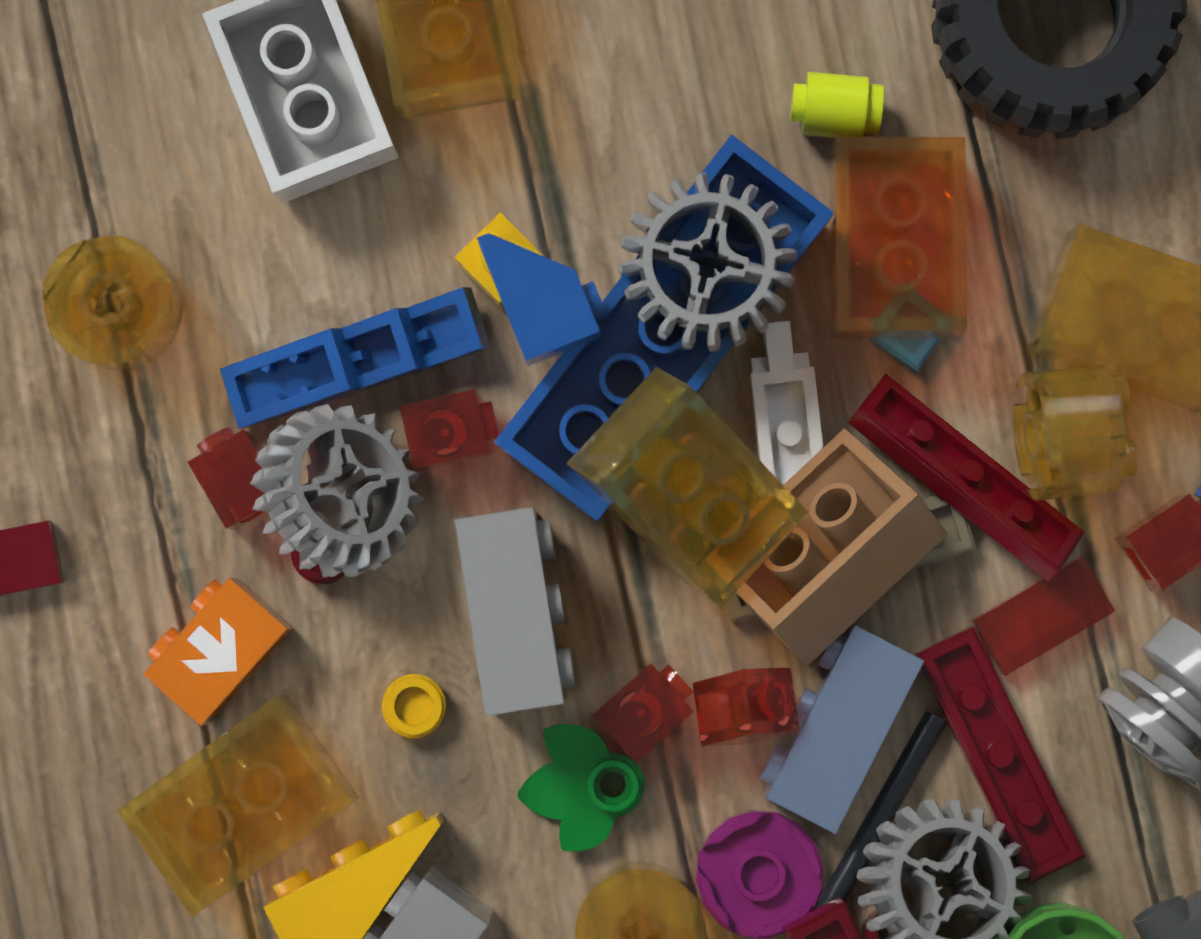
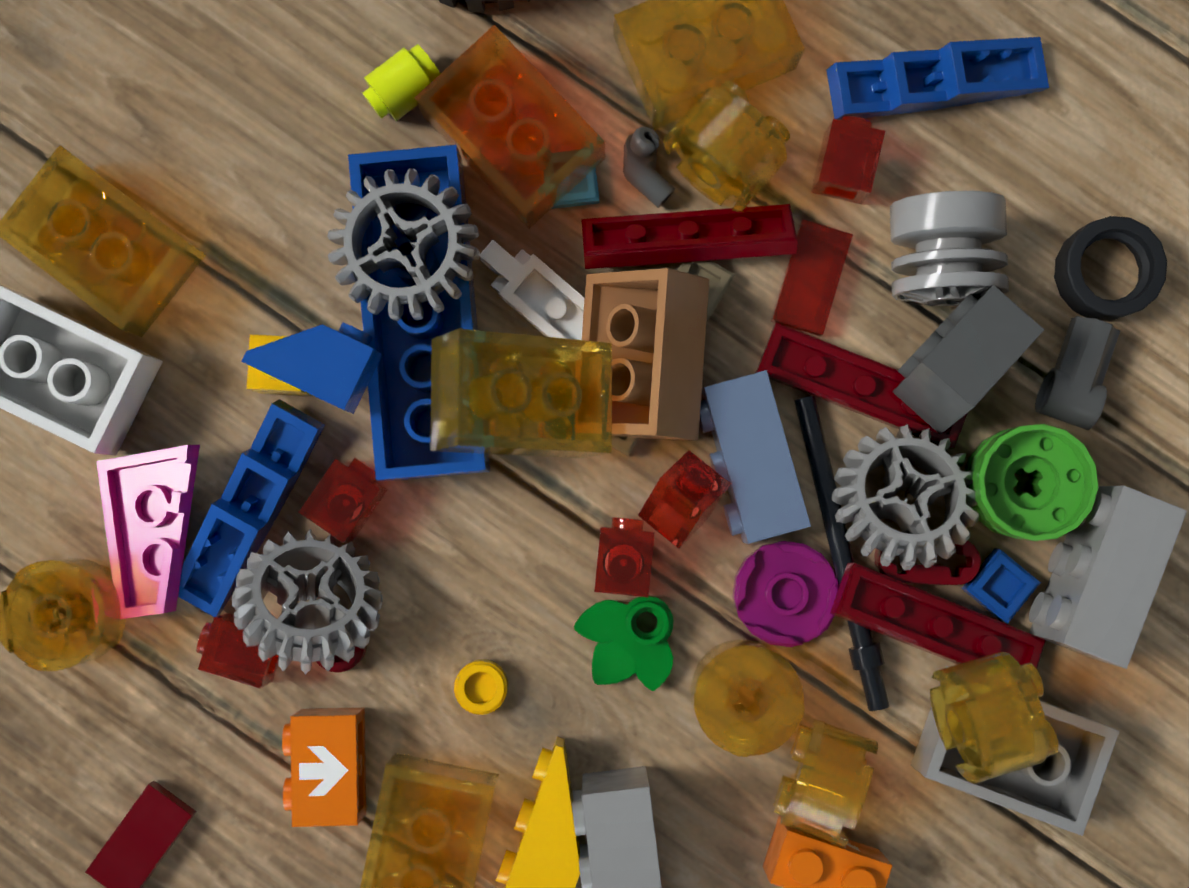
camera: 45 degrees left, 0 degrees up
(255, 292) = (147, 525): none -> wing
(514, 610) = (484, 572): light grey brick -> none
(982, 374) = (640, 166): none -> dark grey arm
(1106, 815) = (965, 358): none -> dark grey brick

